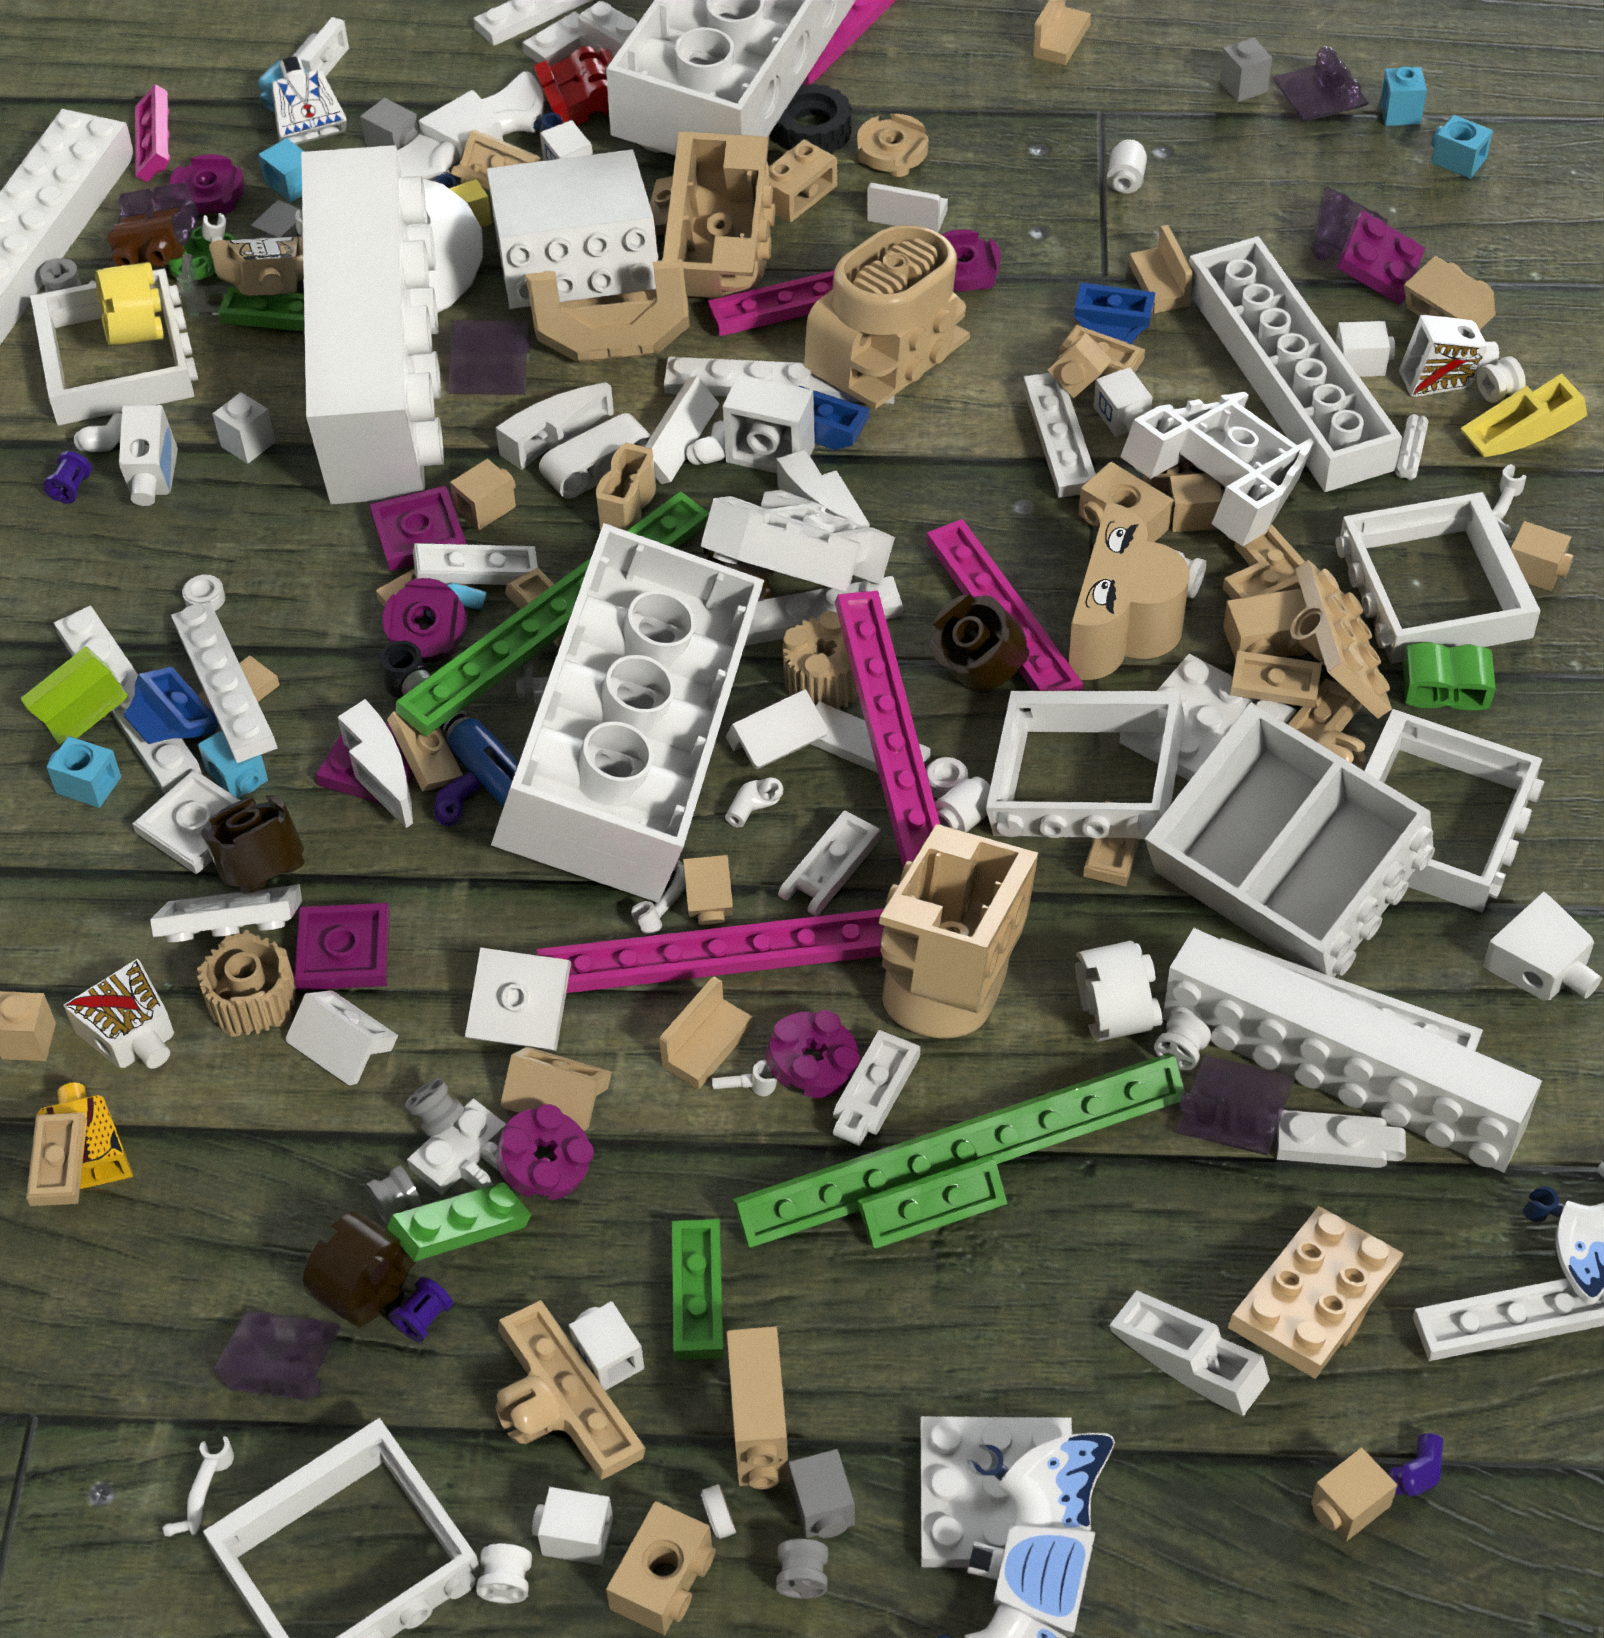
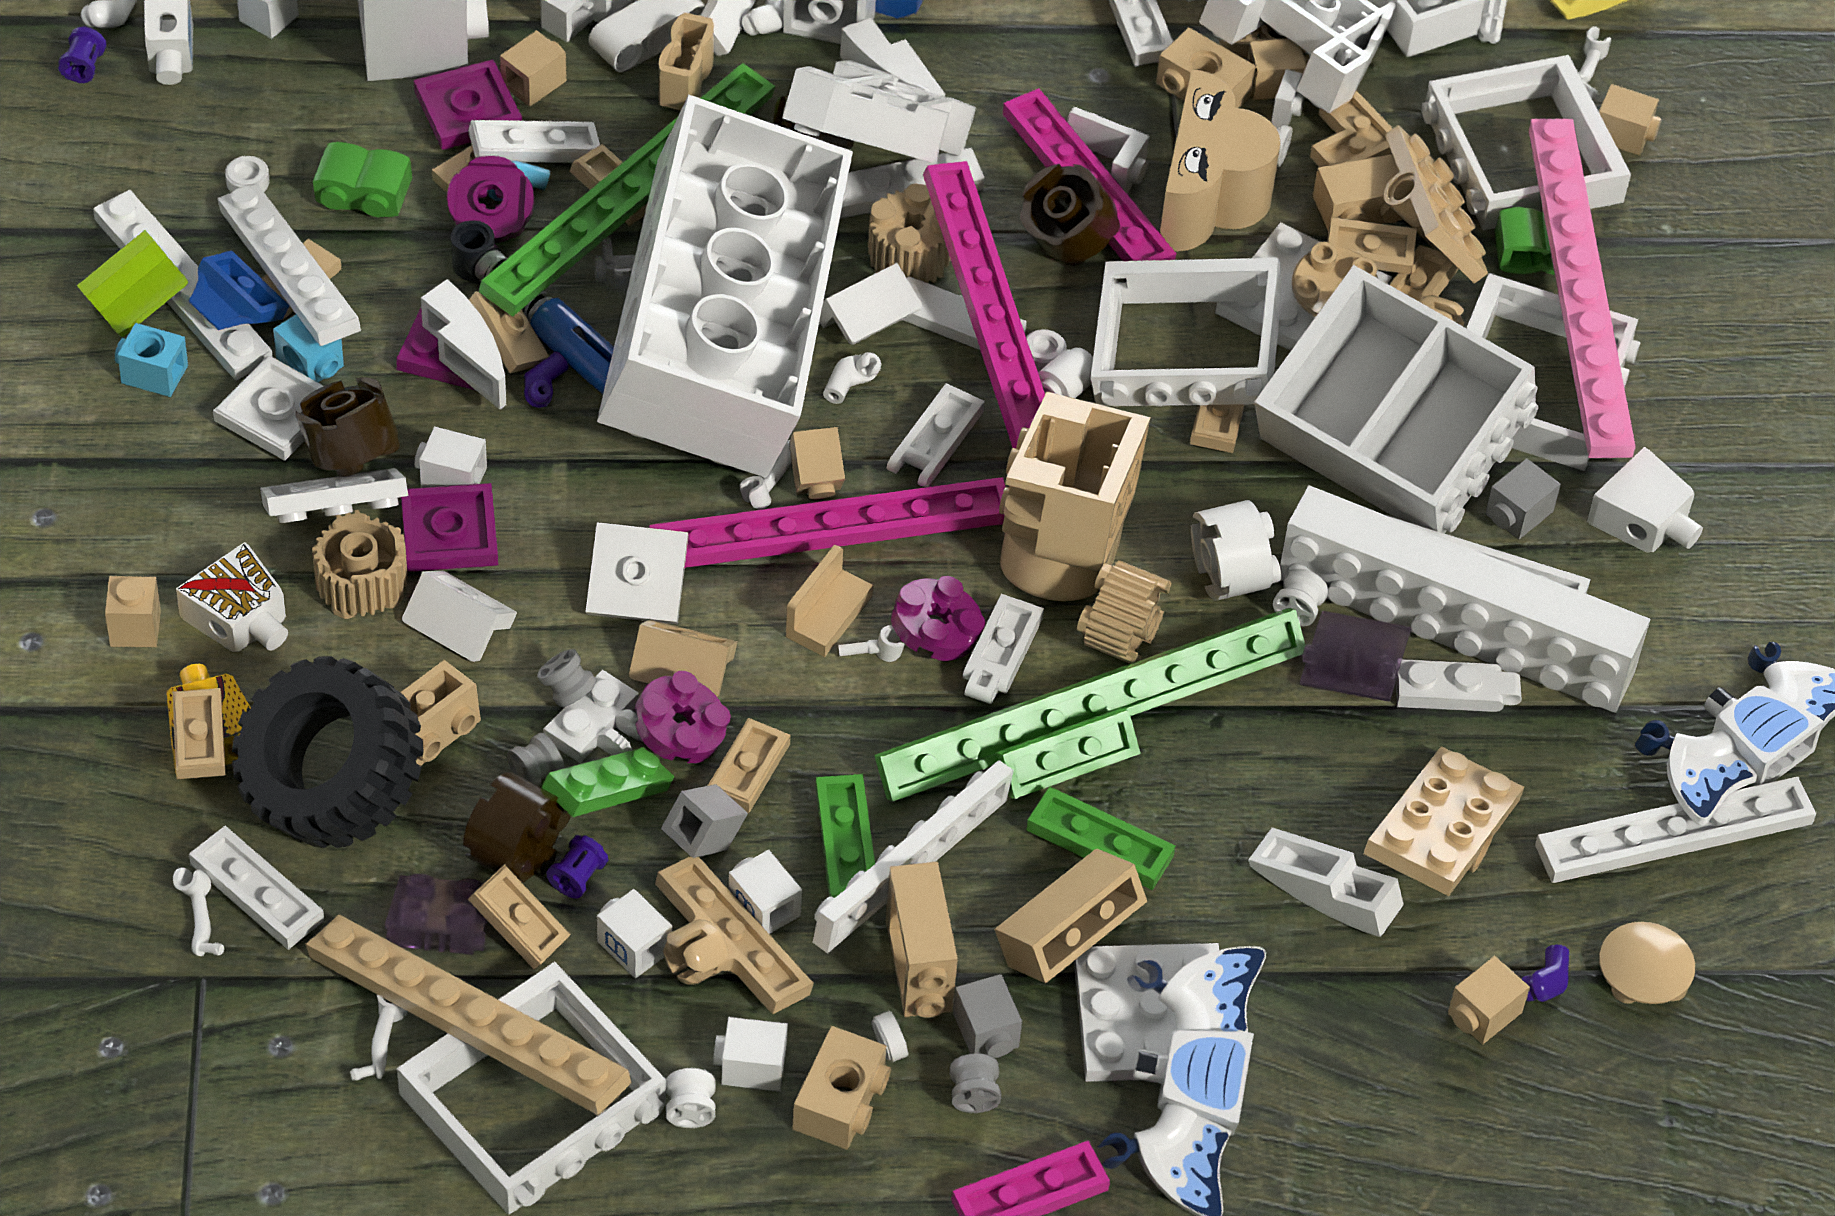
camera: 10 degrees left, 0 degrees up
(41, 1316) = (197, 887): none -> white piece
(99, 1321) = (257, 887): none -> white plate
(132, 1174) = (283, 726): none -> black tyre
(286, 1478) = (469, 1014): none -> tan plate
(290, 1144) = (445, 708): none -> tan brick
(308, 599) = (362, 179): none -> bright green brick
(353, 878) = (451, 459): none -> white brick
(353, 1364) = (519, 917): none -> tan plate
(467, 1384) = (632, 932): none -> white brick
(552, 1265) = (704, 820): none -> light grey brick
(607, 1204) = (751, 762): none -> tan plate
(771, 1302) = (924, 844): none -> white plate
(918, 1383) = (1071, 915): none -> tan brick
(958, 1296) = (1085, 828): none -> bright green plate
(998, 1053) = (1123, 611): none -> tan brick
(1038, 573) = (1114, 141): none -> white bracket
(1203, 533) = (1288, 100): none -> white plate
(1225, 702) = (1322, 272): none -> tan dish
(1416, 942) = (1522, 499): none -> light grey brick
(1486, 731) = (1581, 290): none -> bright pink plate
(1526, 1457) = (1646, 963): none -> tan dish

